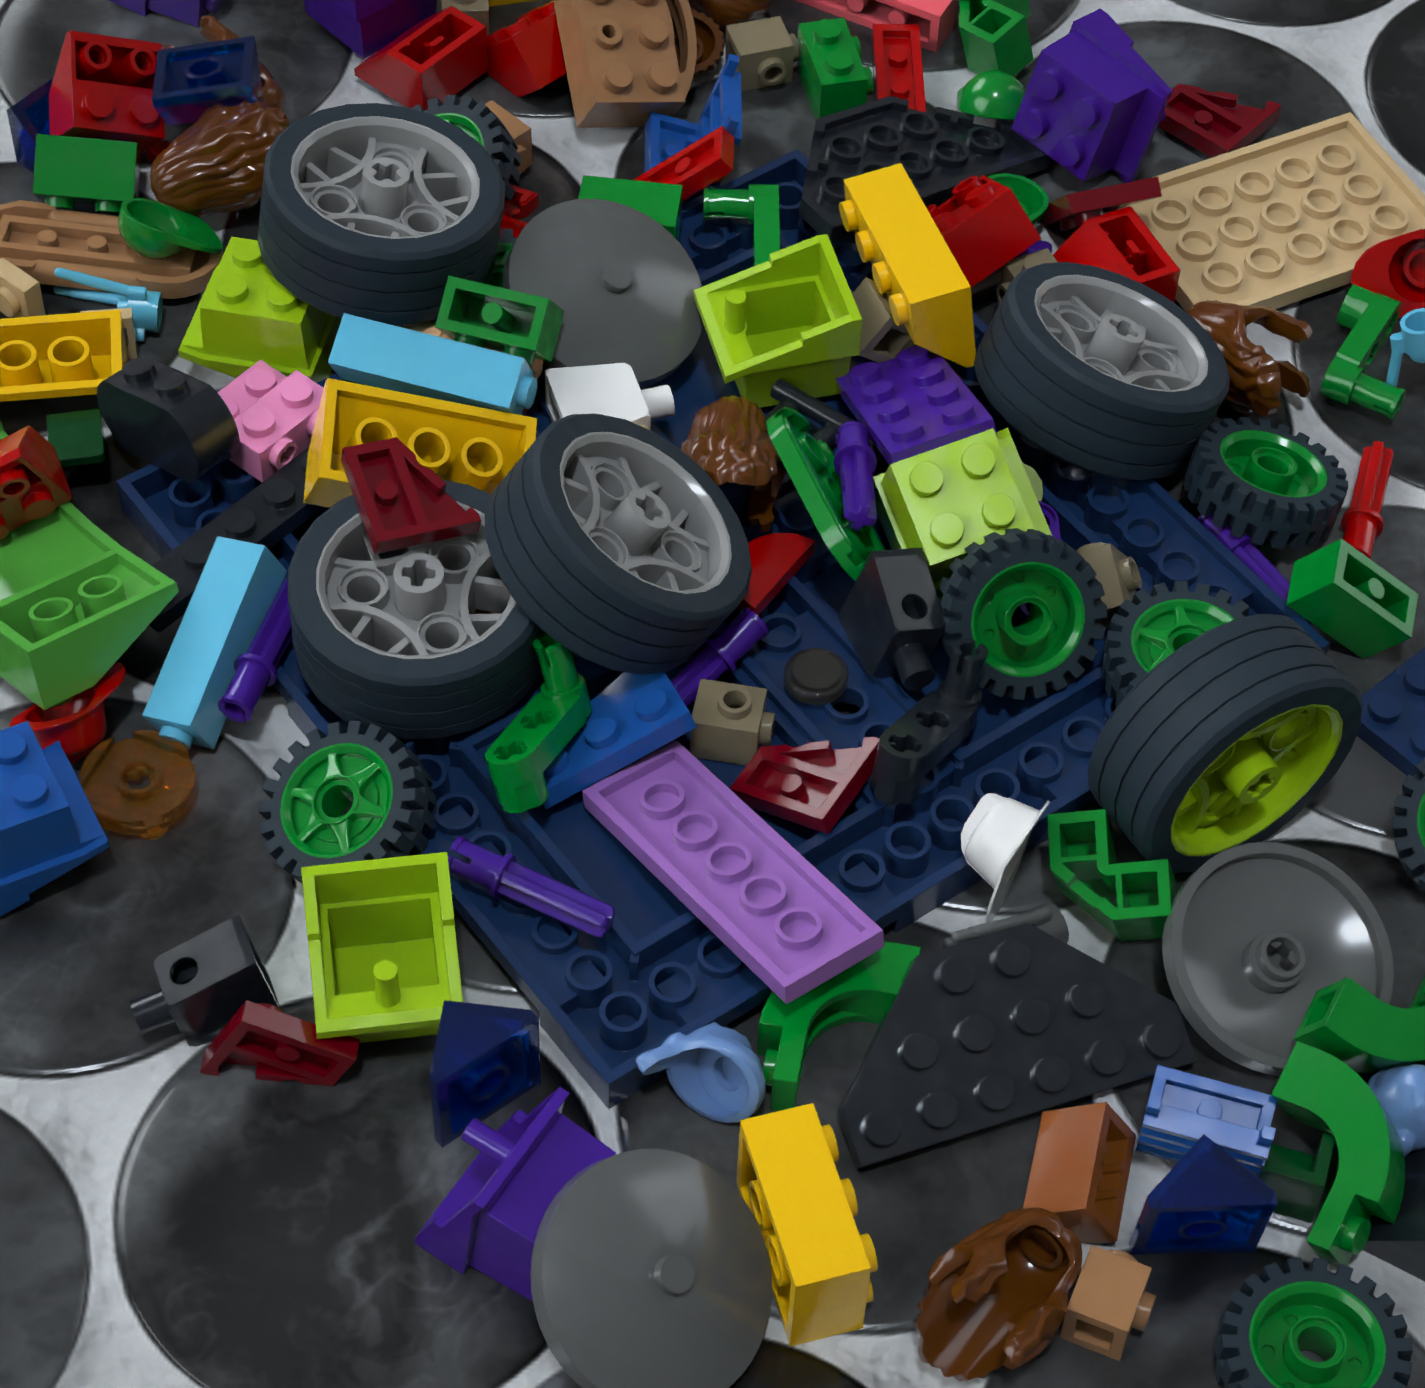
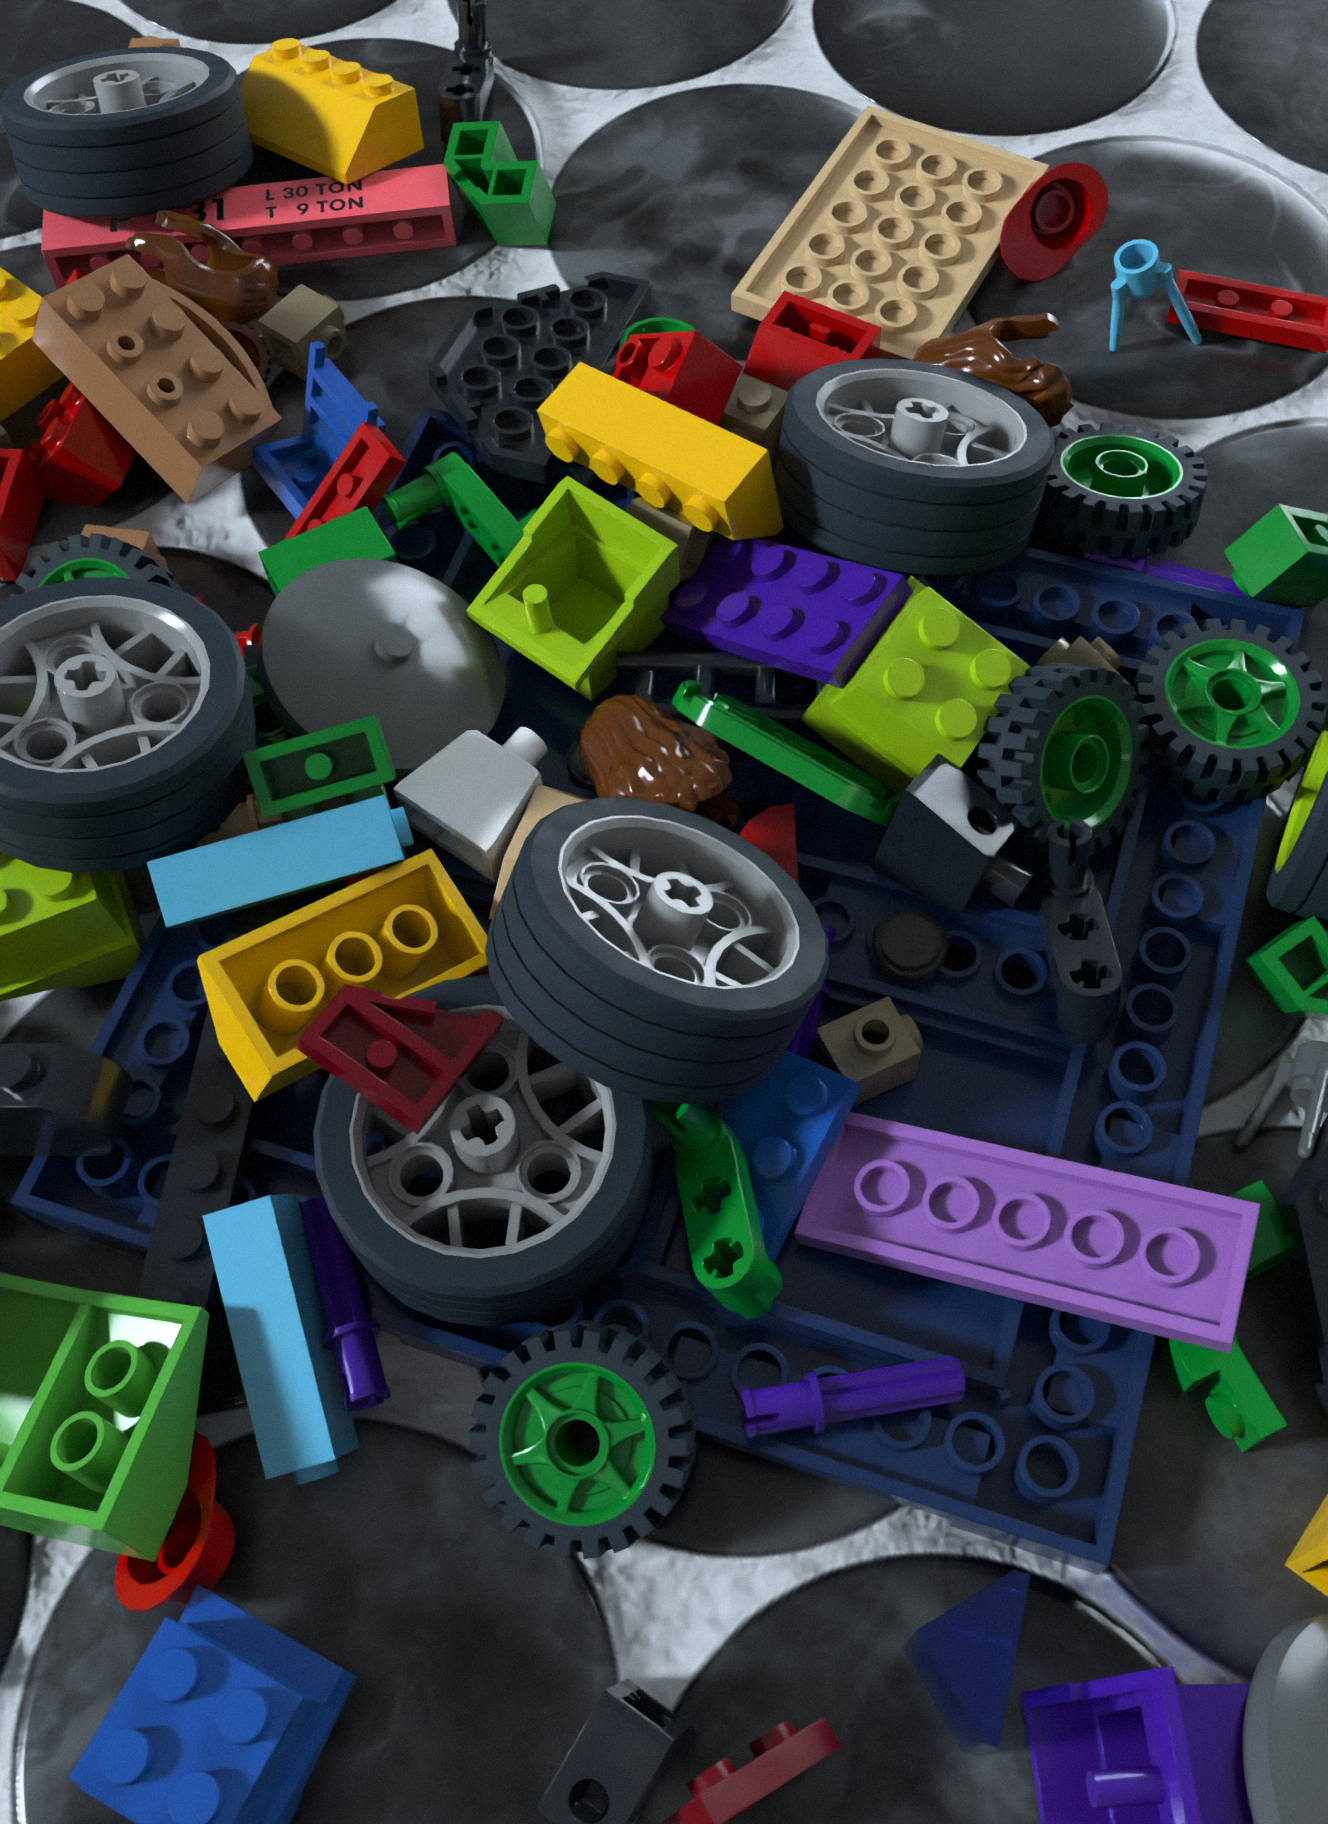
camera: 30 degrees left, 10 degrees up
(144, 810) = (349, 1580): clear orange plate -> none
(271, 416) = (134, 1015): bright pink plate -> none
(381, 946) = (784, 1603): lime piece -> none
(710, 1072) = (1185, 1465): medium blue hat -> none
(807, 781) = (999, 1070): dark red wing -> none
(832, 67) = (390, 313): green brick -> none
(855, 465) = (781, 700): dark purple axle -> none
(898, 63) = (440, 274): red plate -> none
(991, 95) = (555, 257): green cap -> none
(996, 841) = (1254, 1016): white piece -> none
(1077, 207) = (743, 309): dark red wing -> none
(1093, 101) = (668, 207): dark purple piece -> none
(1214, 120) = (755, 177): dark red wing -> none
(1363, 519) = (1221, 494): red axle -> none
(1372, 322) = (1075, 348): green beam -> none

